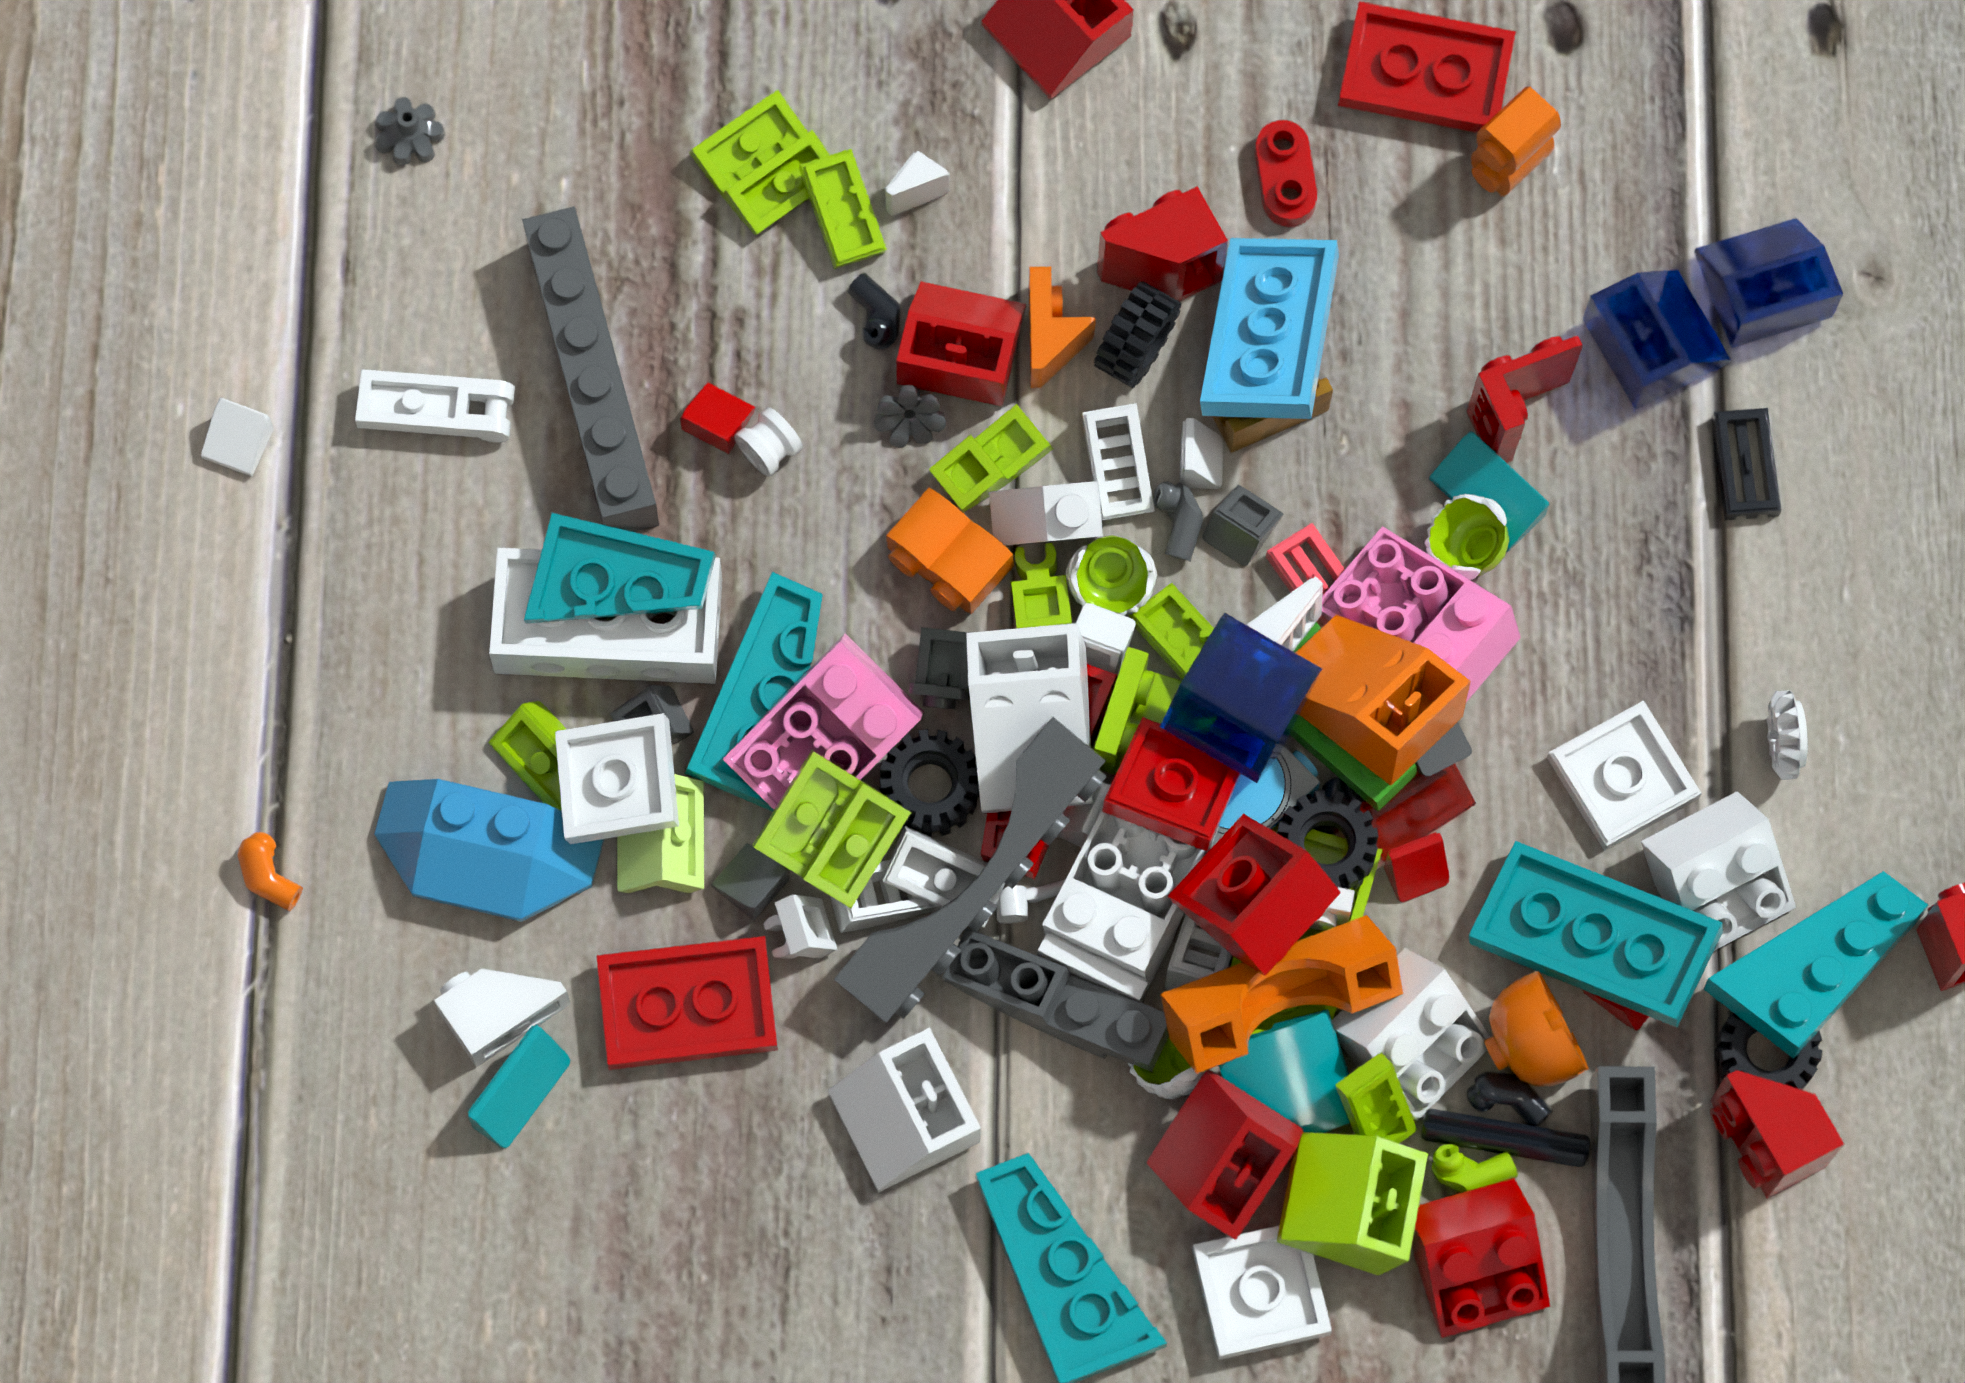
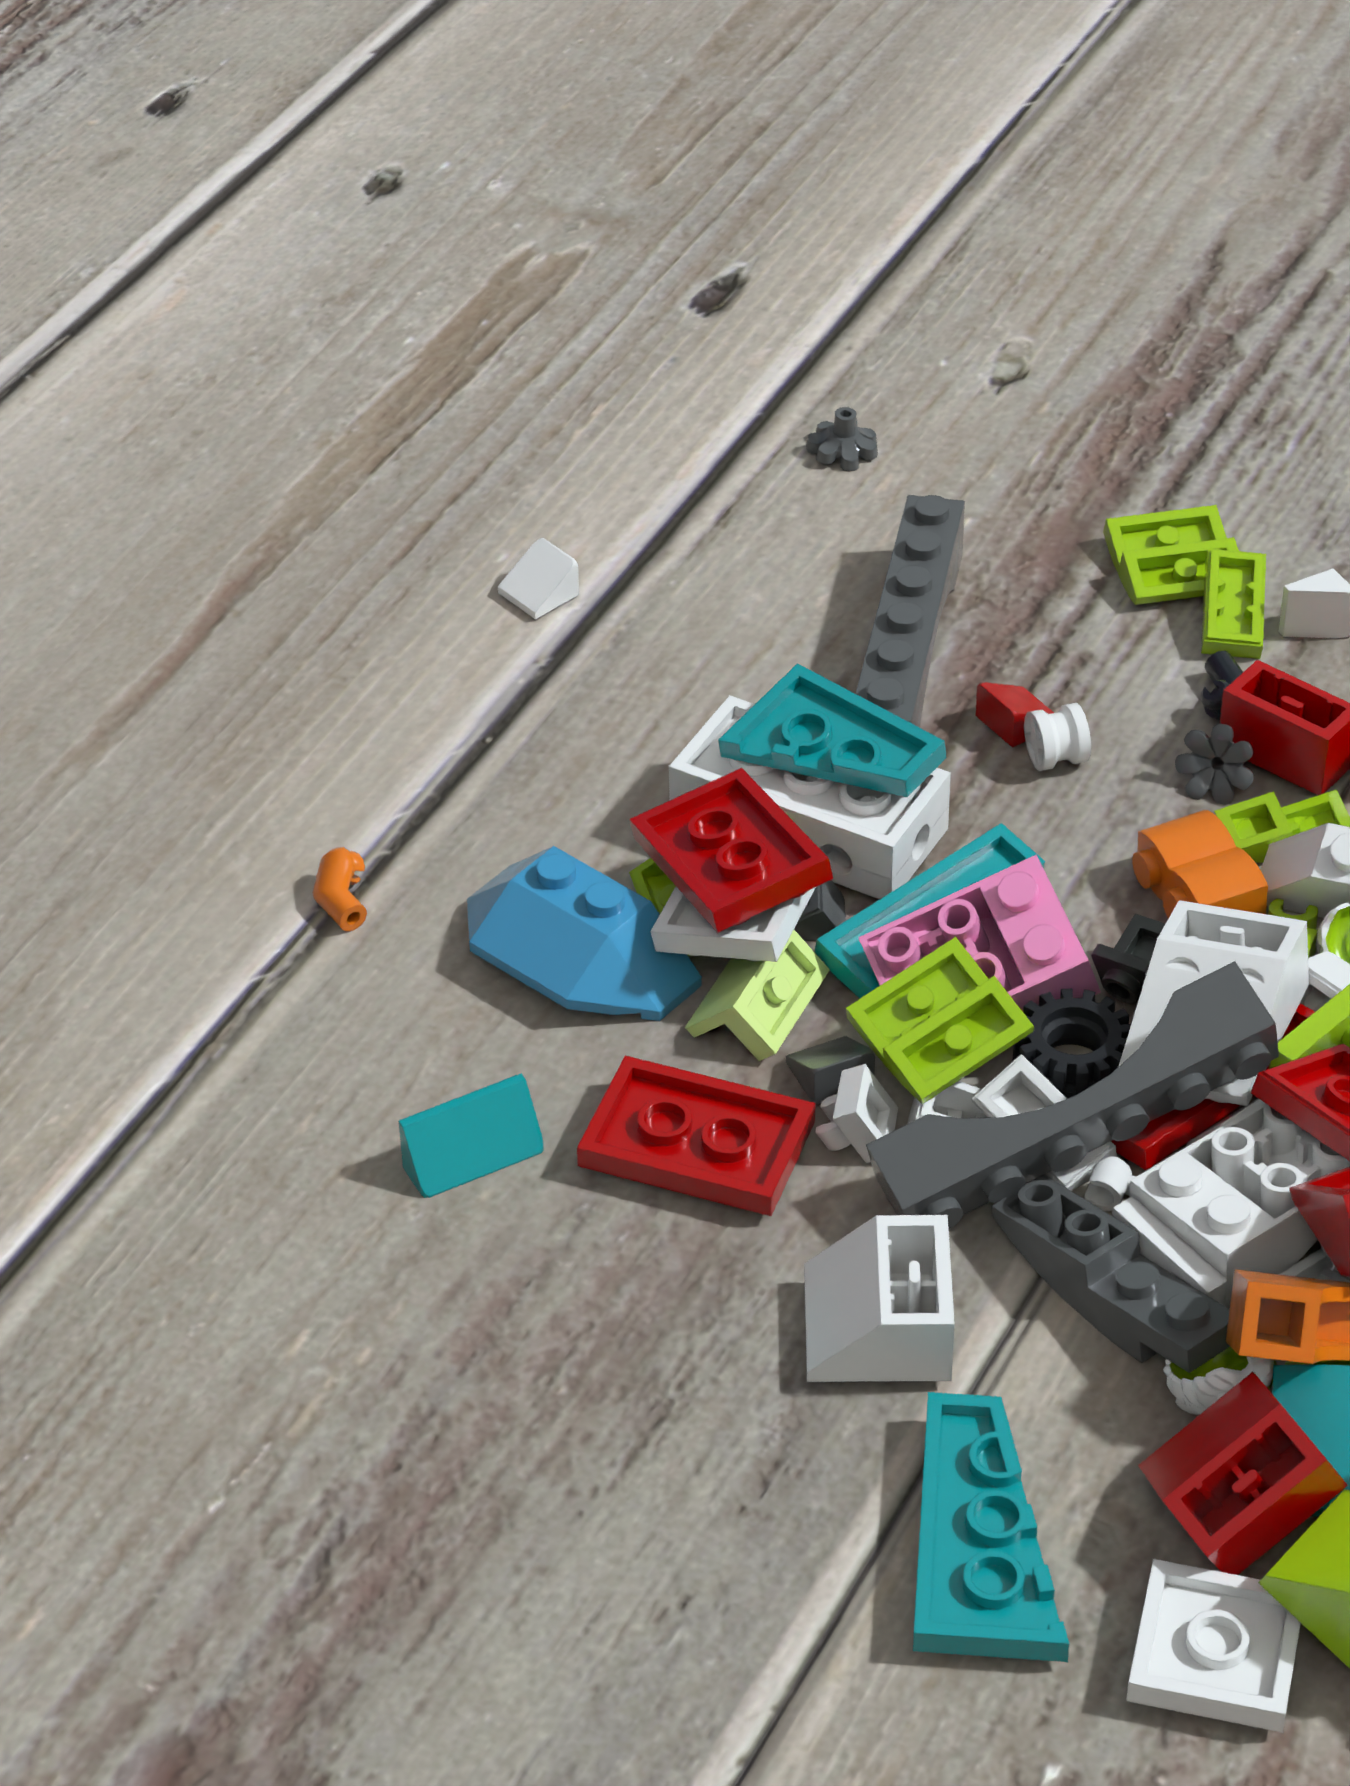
camera: 30 degrees right, 30 degrees down
(433, 404) = (743, 615): white plate -> none
(496, 1009) = (490, 1047): white slope -> none
(594, 738) = (731, 849): none -> red plate

